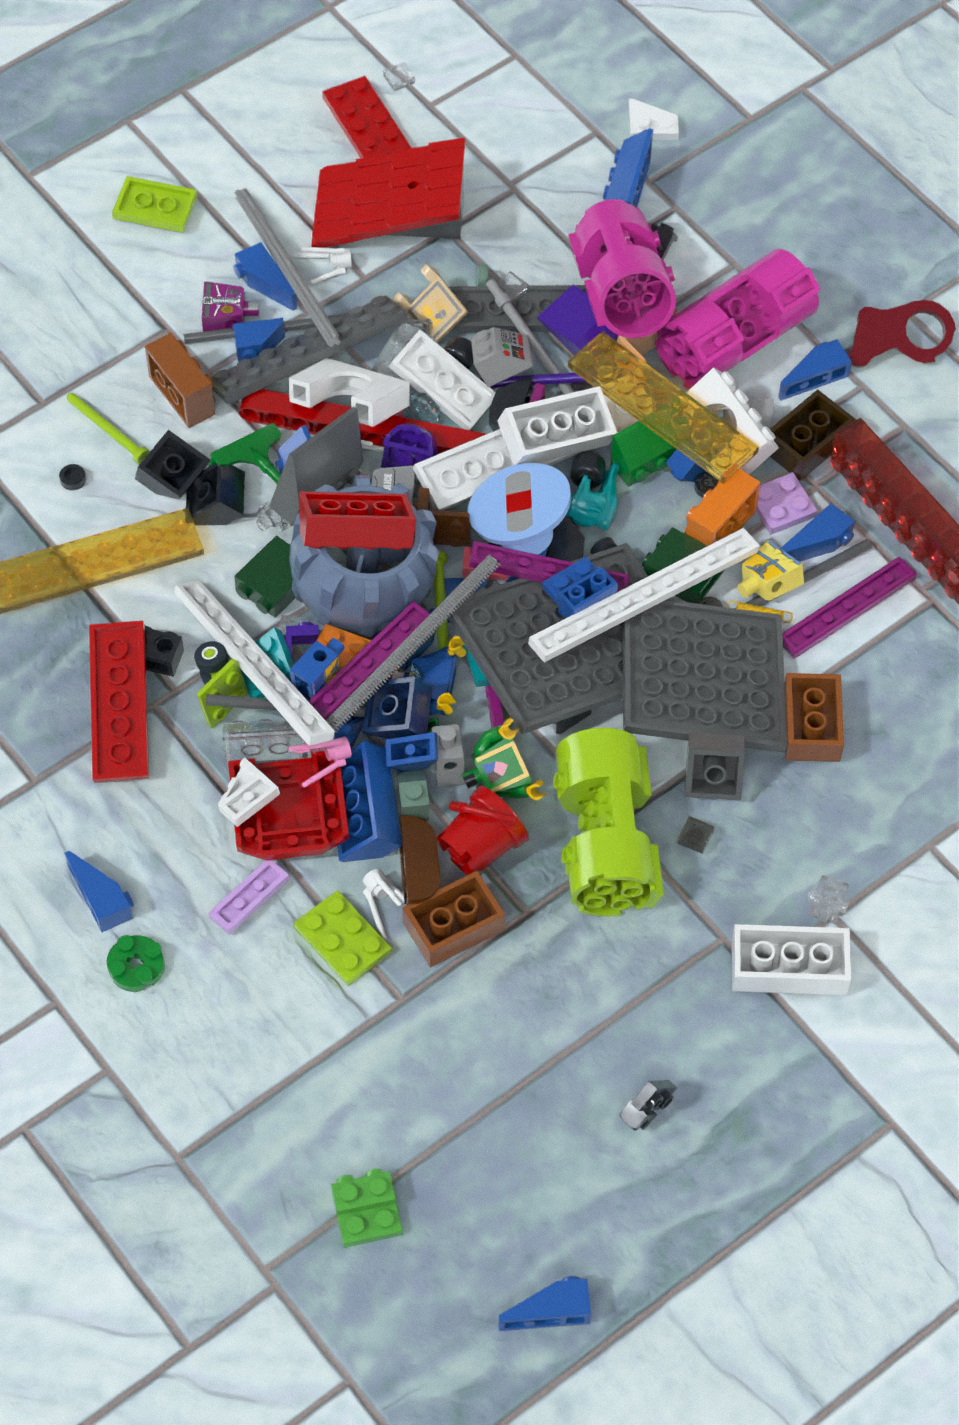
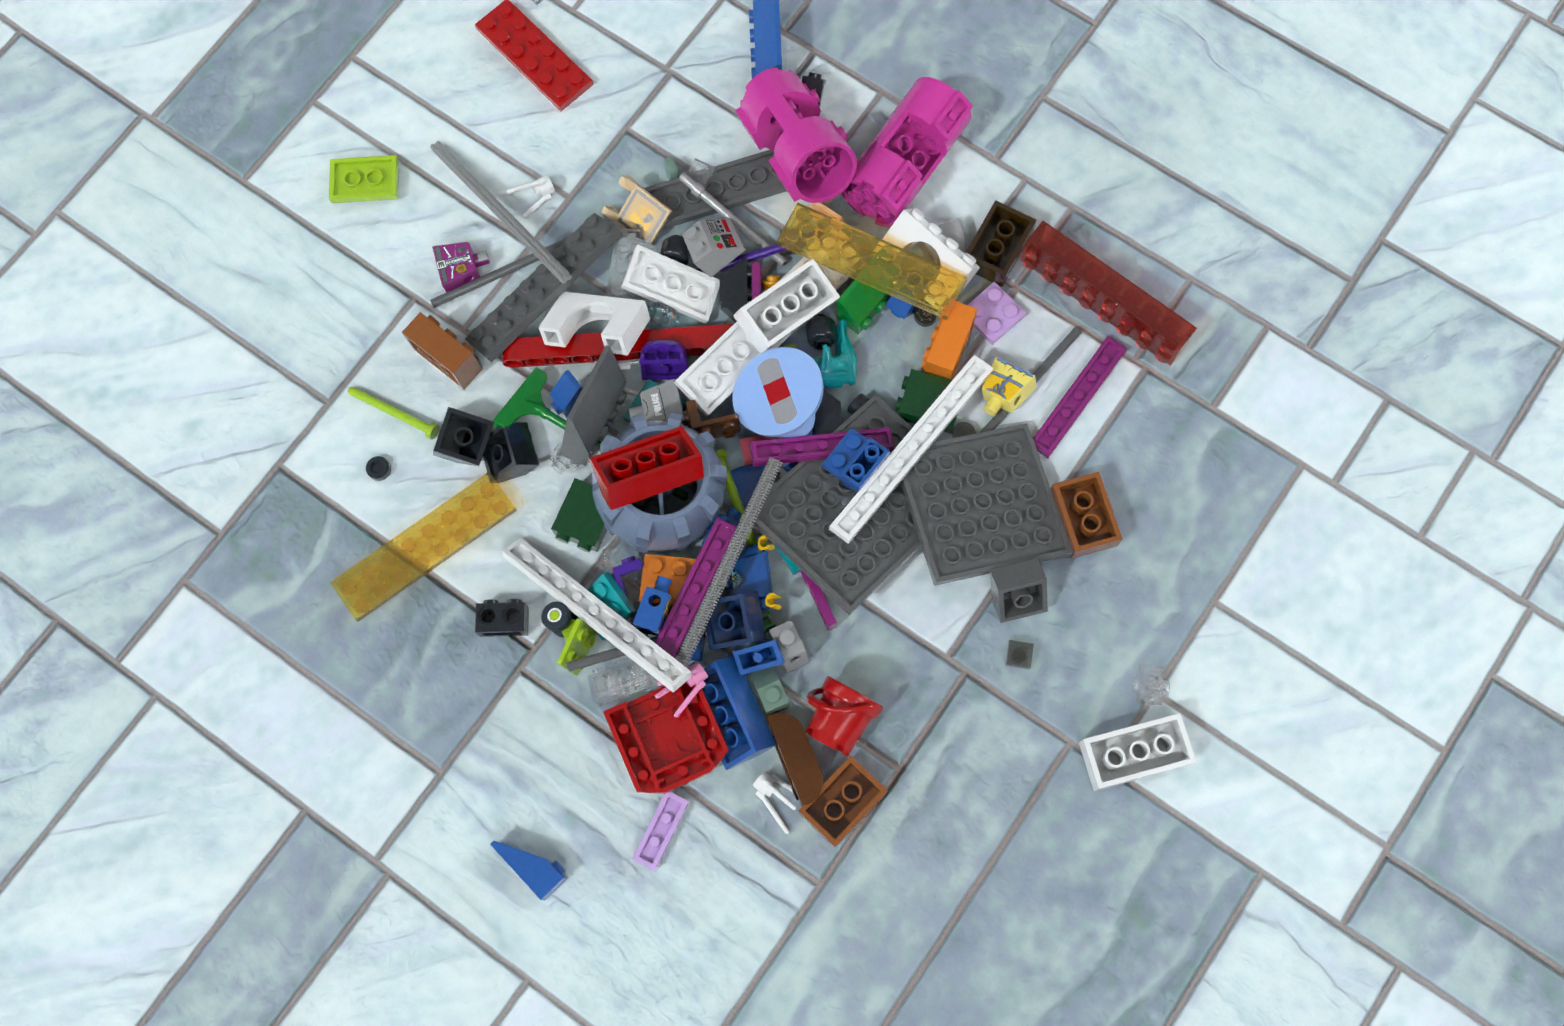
camera: 10 degrees left, 15 degrees up
(118, 702) = (489, 682): red plate -> none
(143, 975) = (594, 933): green plate -> none
(247, 794) = (630, 742): white wing -> none
(256, 336) = (495, 286): blue slope -> none
(264, 276) = (480, 222): blue slope -> none
(342, 938) = (752, 843): lime plate -> none
(392, 194) = (568, 114): red piece -> none
(501, 765) = (839, 645): green torso -> none
(573, 320) = (765, 193): dark purple slope -> none
(610, 863) = (932, 638): lime cylinder -> none
(652, 1097) = (1057, 931): plate -> none
(743, 606) = (1007, 423): yellow piece -> none
(819, 367) = (988, 171): blue slope -> none
(821, 535) = (1038, 335): blue slope -> none
(886, 328) = (1032, 121): dark red animal -> none

